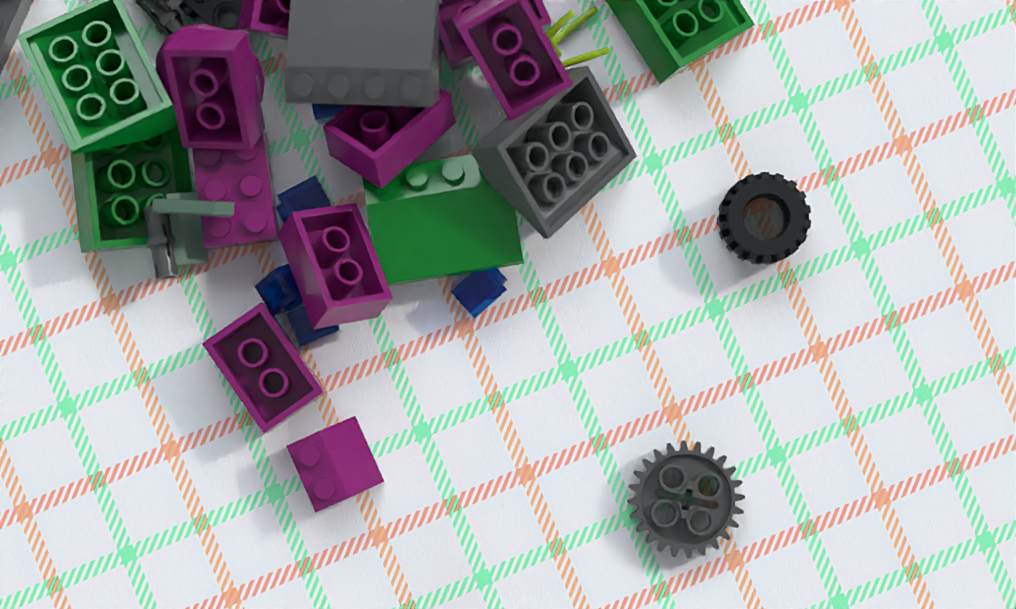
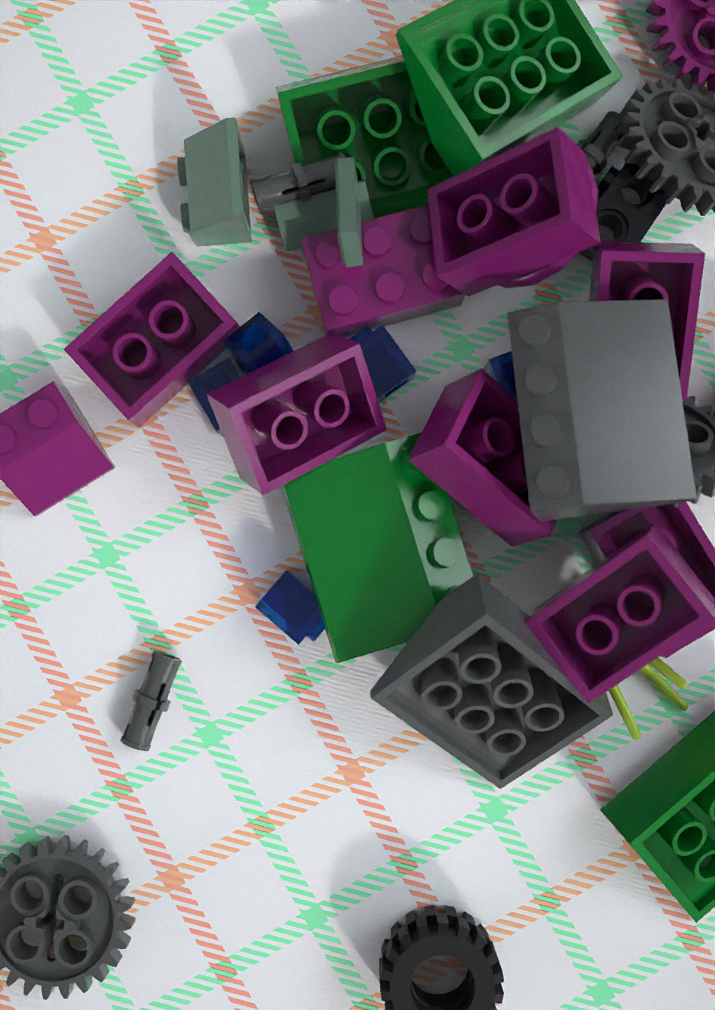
camera: 85 degrees right, 0 degrees up
(153, 306) = (216, 186): none -> sand green slope
(535, 408) = (150, 701): none -> dark grey pin

